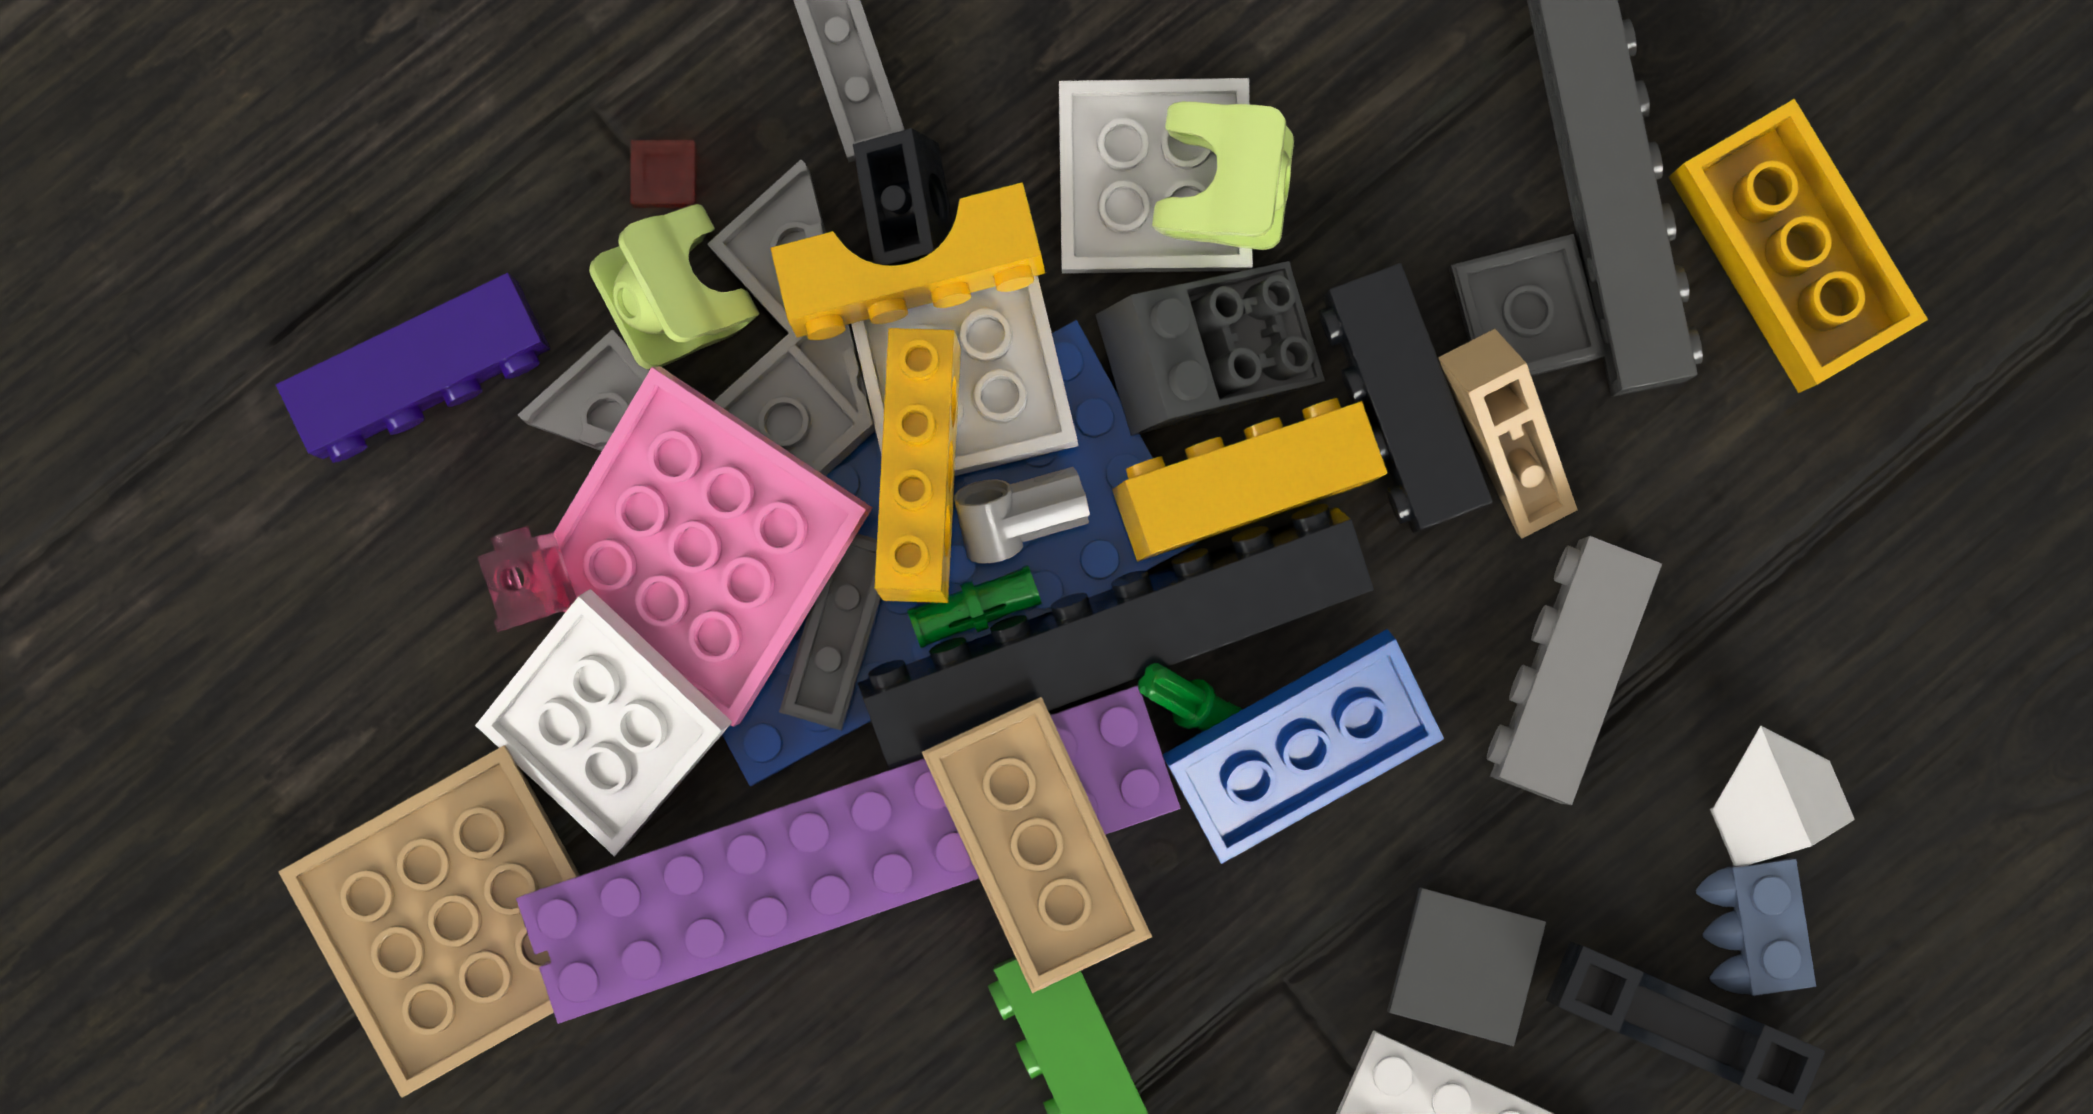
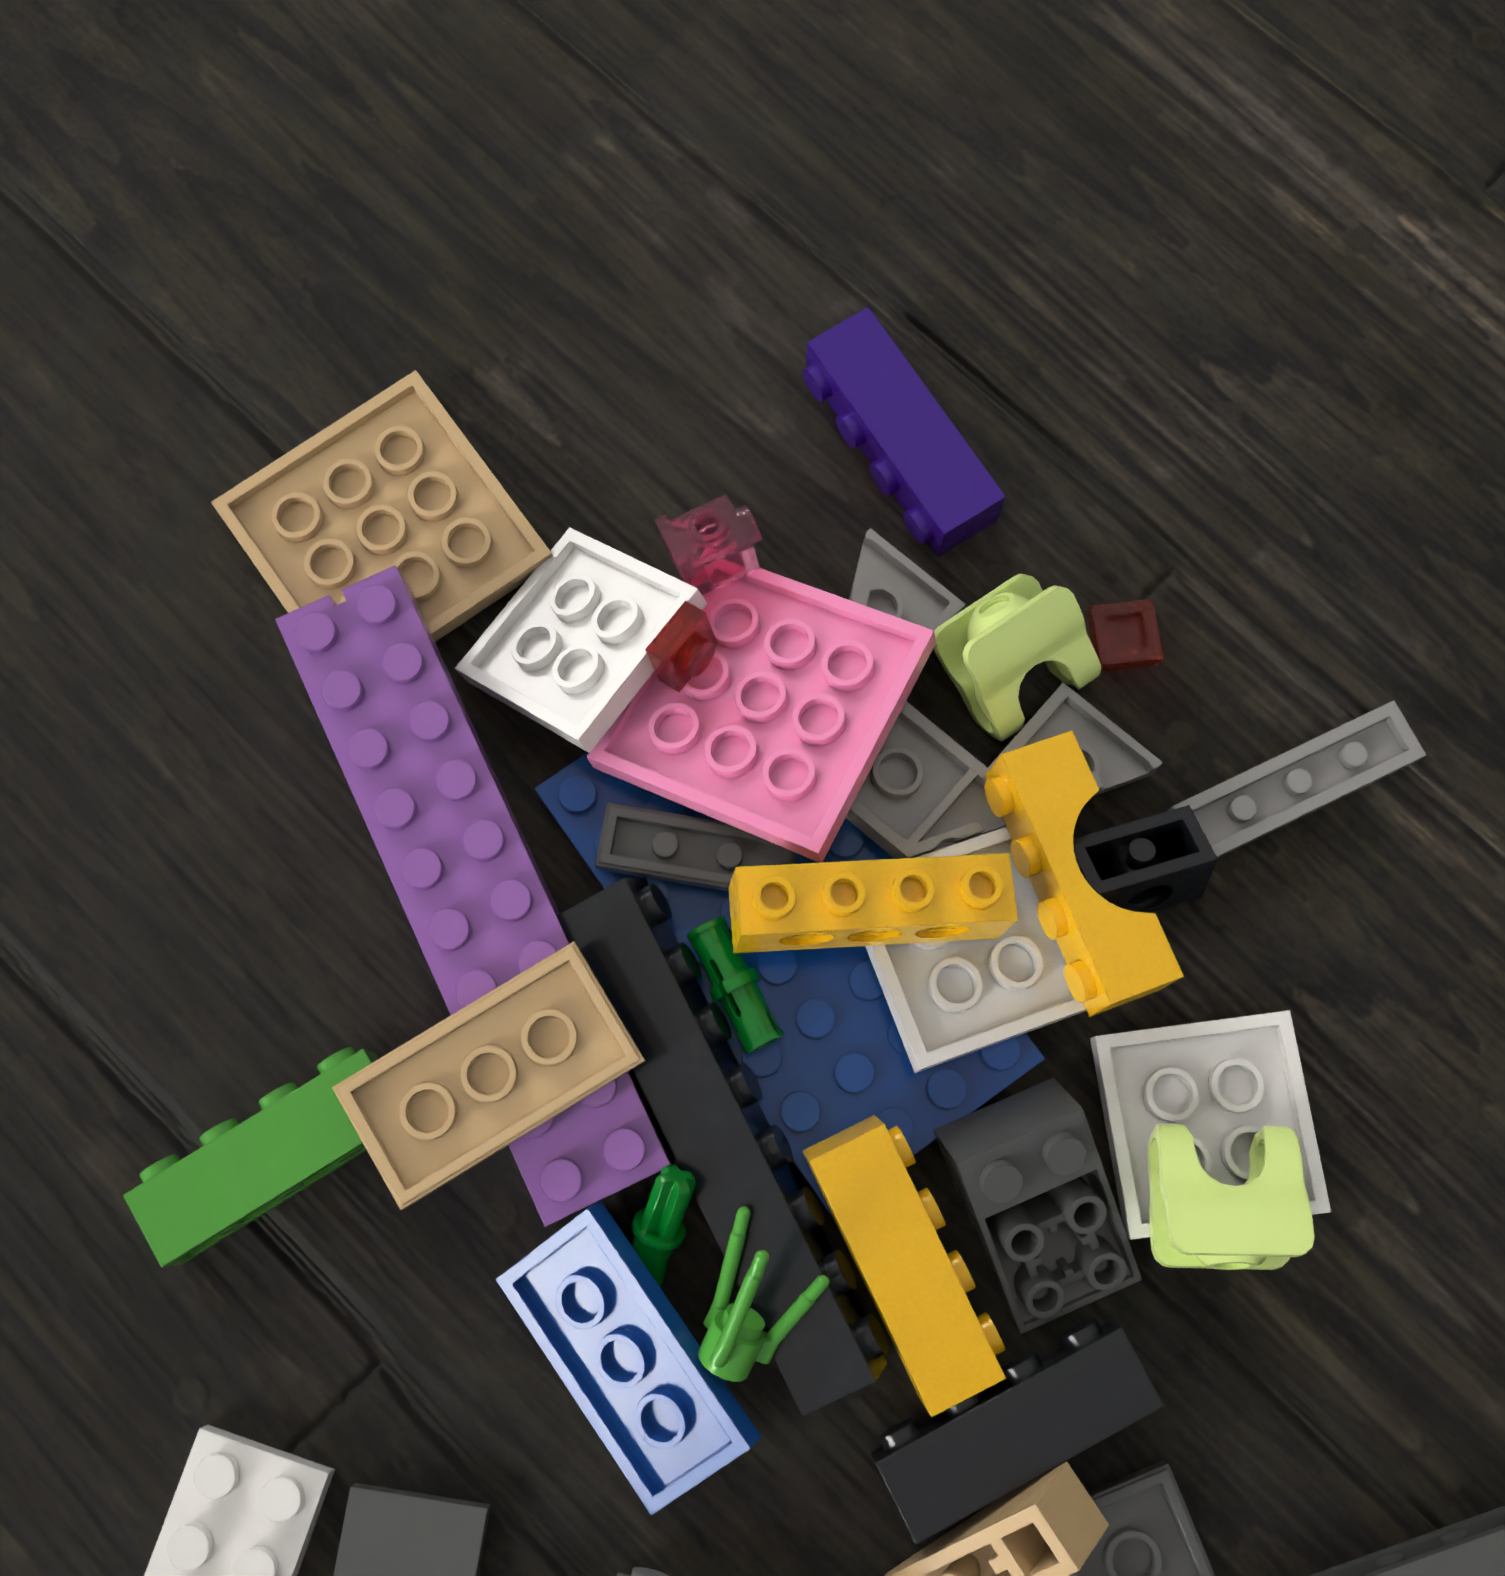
camera: 85 degrees right, 10 degrees down
(637, 616) = (682, 647): none -> clear red plate
(1003, 515) = (830, 1001): light grey piece -> none
(1293, 640) = (736, 1330): none -> bright green plant

